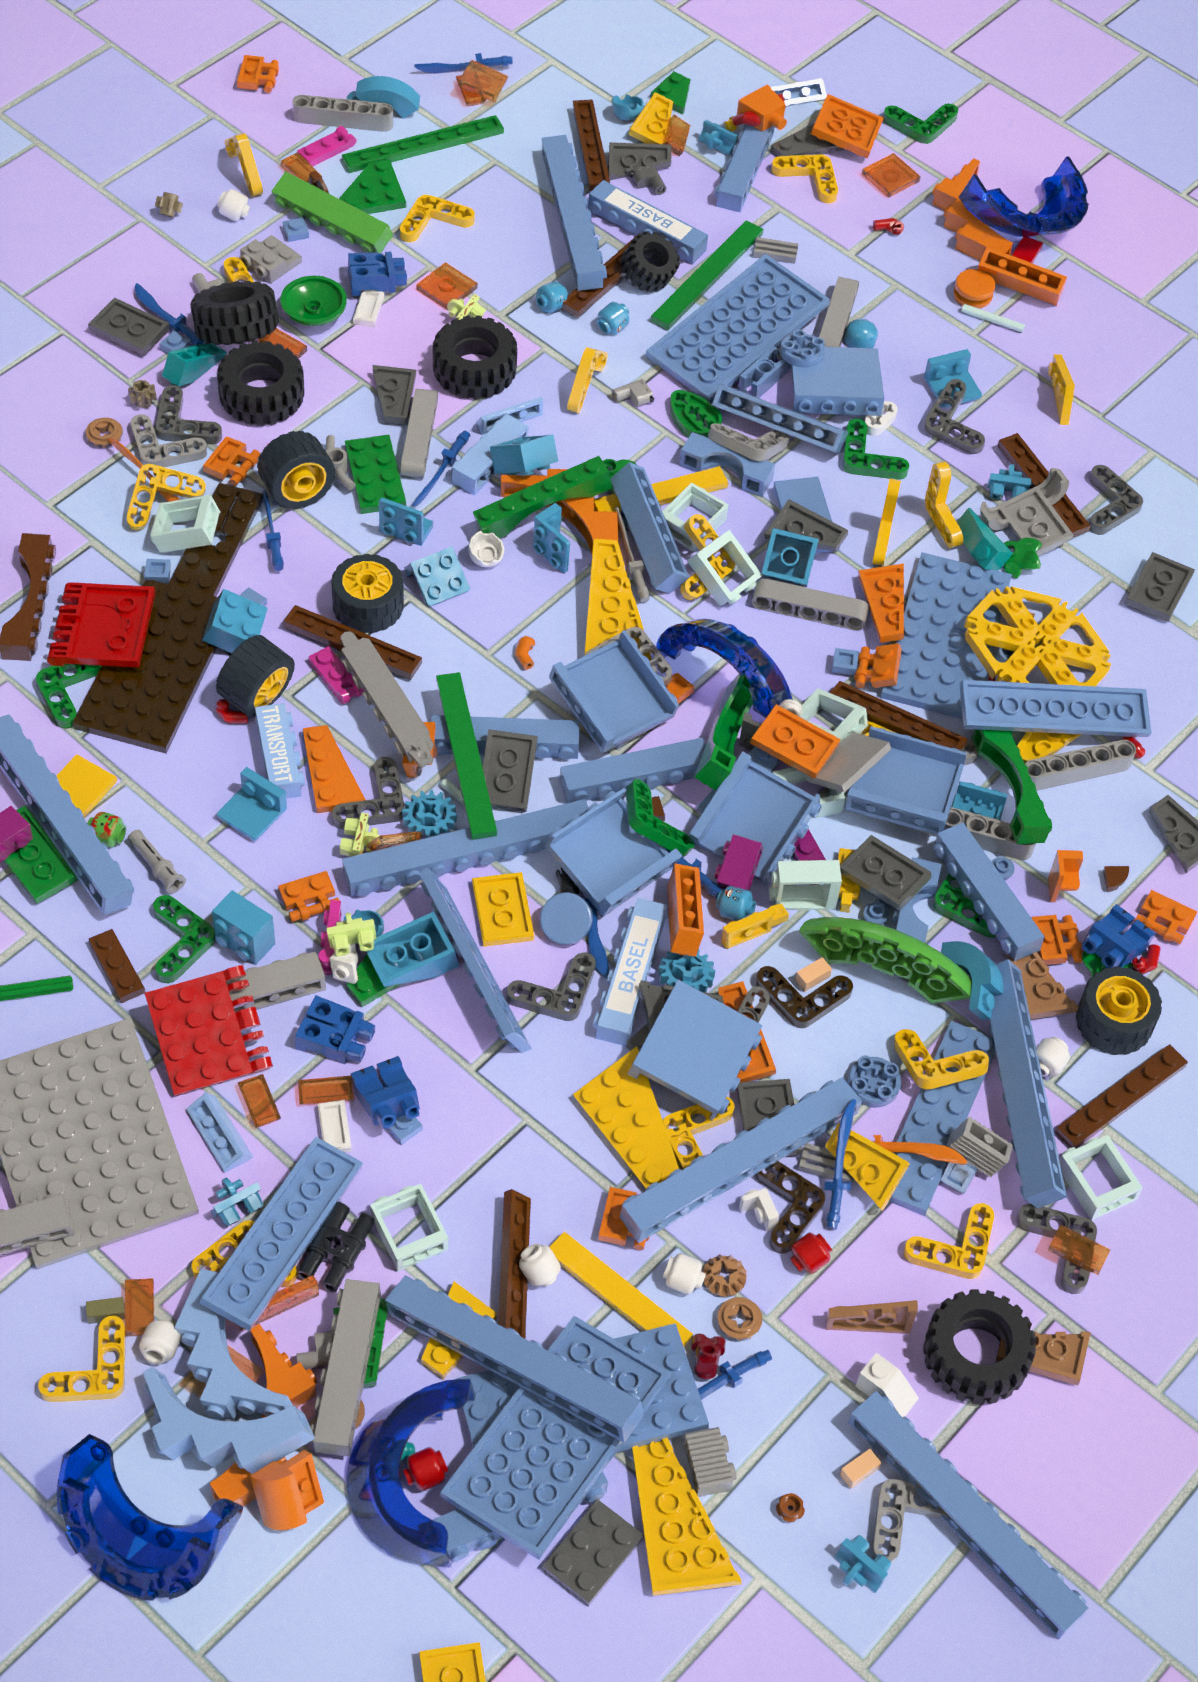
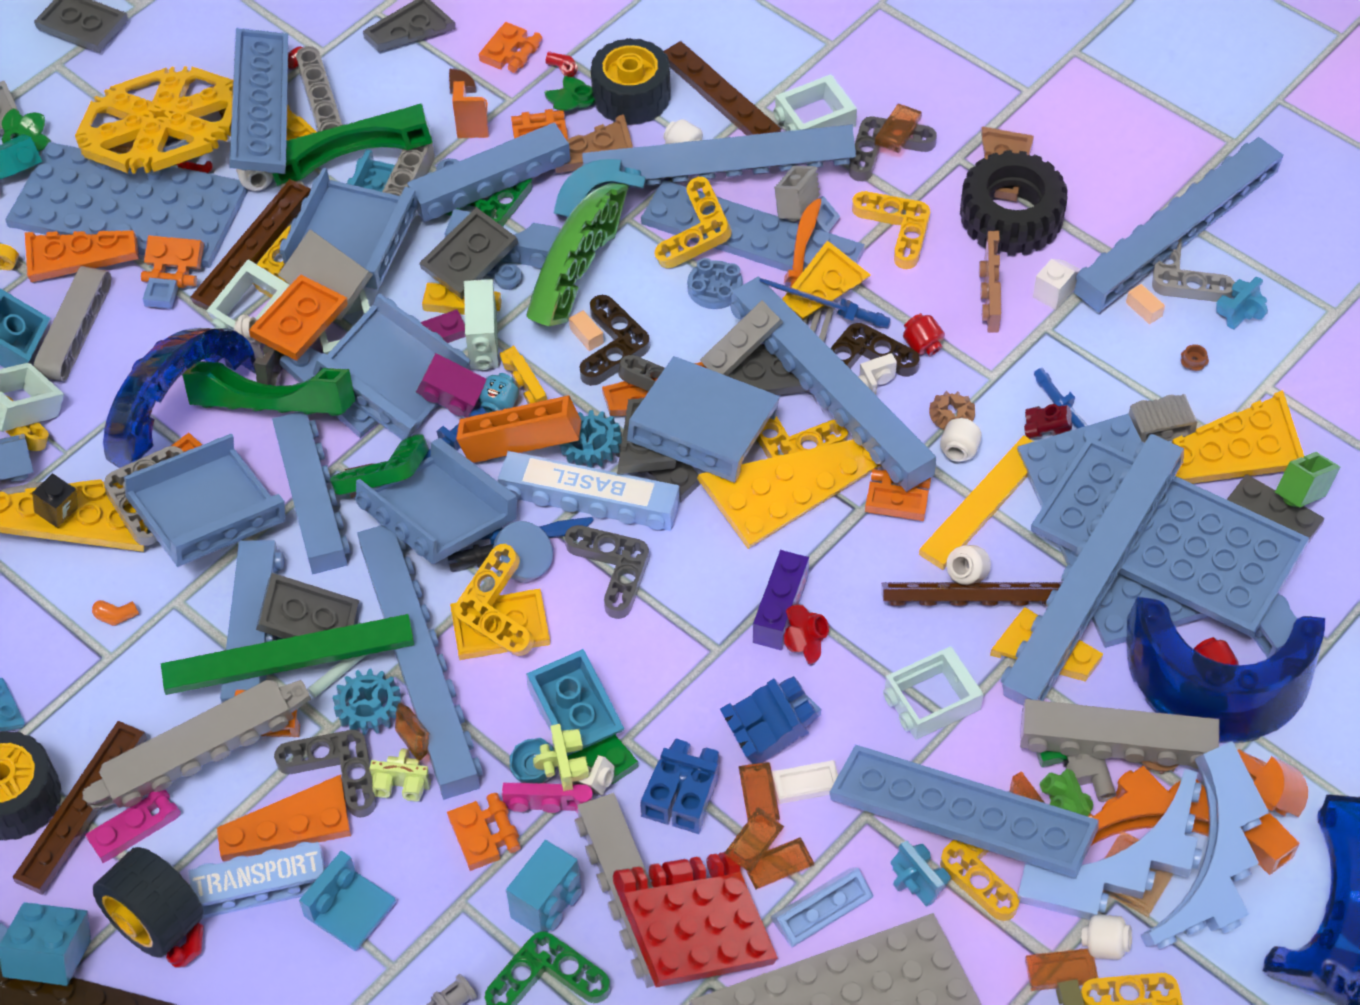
camera: 85 degrees left, 0 degrees up
(275, 1078) = (754, 840): none -> clear orange tile
(285, 1325) = (1066, 792): none -> bright green hips
(342, 1256) = (962, 750): black pin -> none
(471, 1125) = (805, 632): none -> red plate
(475, 964) = (596, 635): medium blue plate -> none
(506, 884) = (484, 600): none -> yellow beam
(510, 1112) = (781, 592): none -> dark purple brick
(611, 593) = (54, 500): none -> black brick
(628, 1592) = (1307, 479): none -> bright green piece
(749, 1312) = (1011, 393): medium nougat gear -> none
(784, 1083) = (742, 340): none -> light grey plate
(1115, 941) = (543, 77): blue hips -> none

